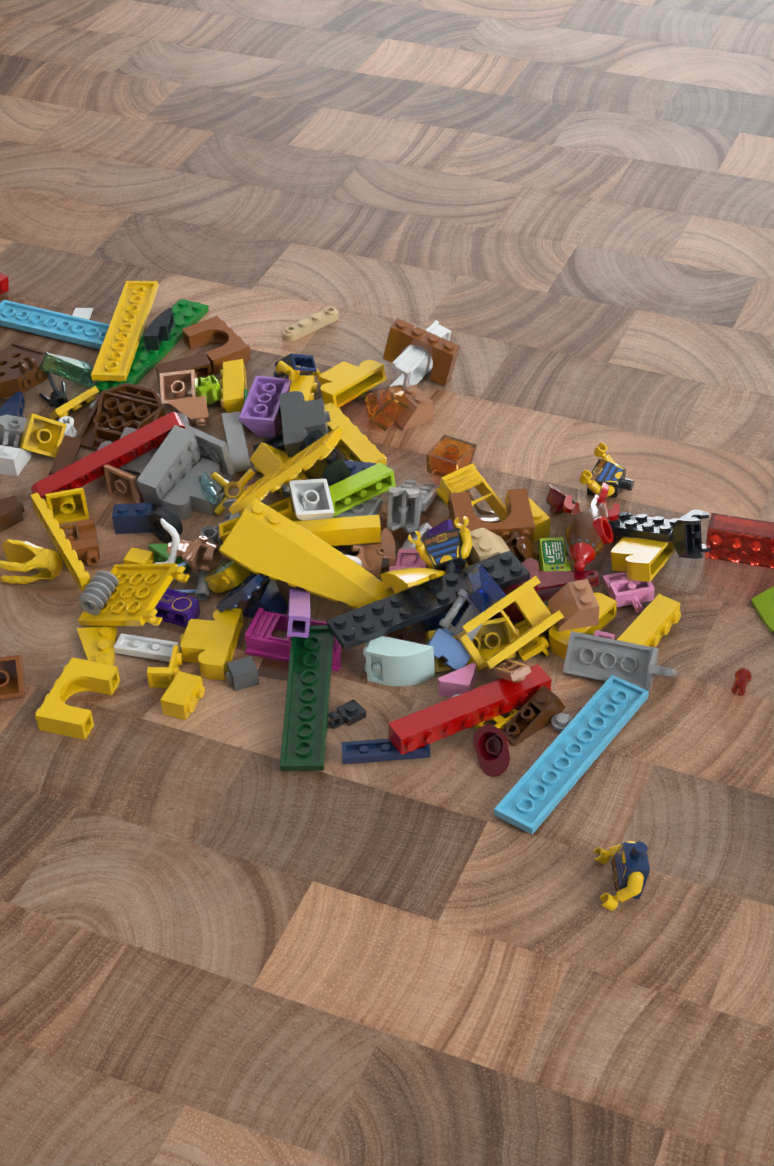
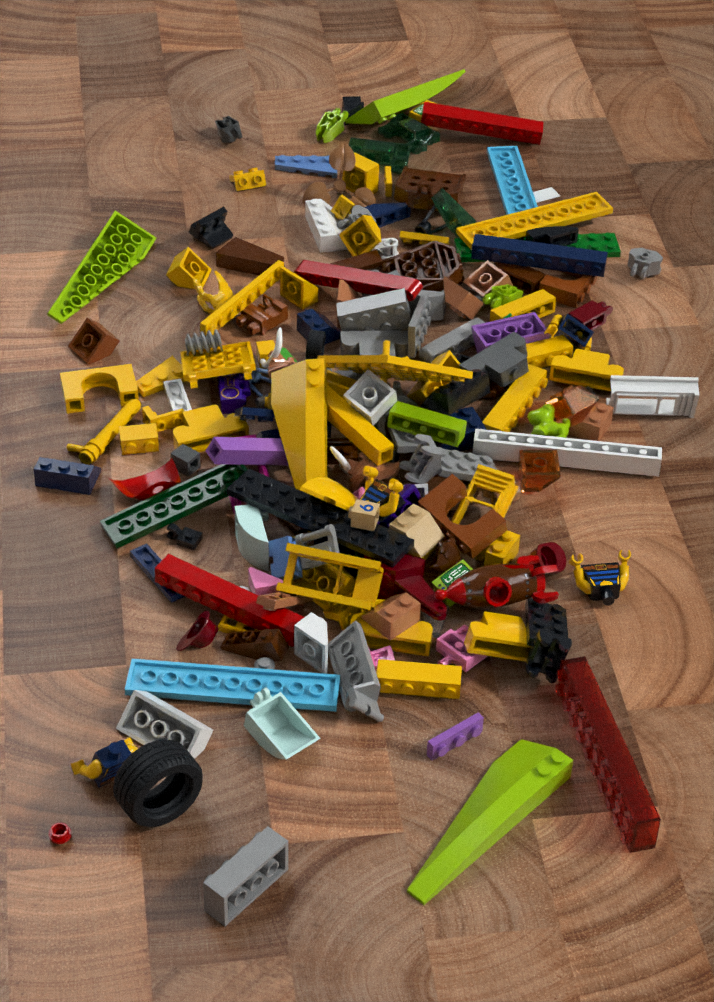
camera: 55 degrees right, 0 degrees up
(165, 731) = (97, 445): none -> yellow cylinder
(182, 343) = (539, 255): none -> dark blue brick
(188, 768) = (65, 475): none -> dark blue slope
(208, 488) = (371, 346): clear light blue pin -> none
(240, 297) = (644, 262): none -> light grey hinge
(253, 707) = (150, 483): none -> red piece
(273, 352) = (592, 314): none -> dark red brick
(310, 324) = (656, 319): tan plate -> none
(405, 432) = (544, 423): none -> lime animal
(441, 350) = (662, 400): dark orange arch -> none
(453, 423) = (571, 452): none -> white brick
(466, 560) = (364, 515): none -> tan brick
(482, 589) = (338, 537): clear blue slope -> none
(570, 671) = (312, 641): none -> white slope
(601, 819) = (153, 719): none -> white slope
(654, 738) = (278, 725): none -> light aqua piece
(690, 941) = (59, 828): none -> red plate
(697, 835) = (144, 770): none -> black tyre
(730, 633) = (455, 736): none -> medium lavender plate
(742, 677) = (399, 766): clear red pin -> none

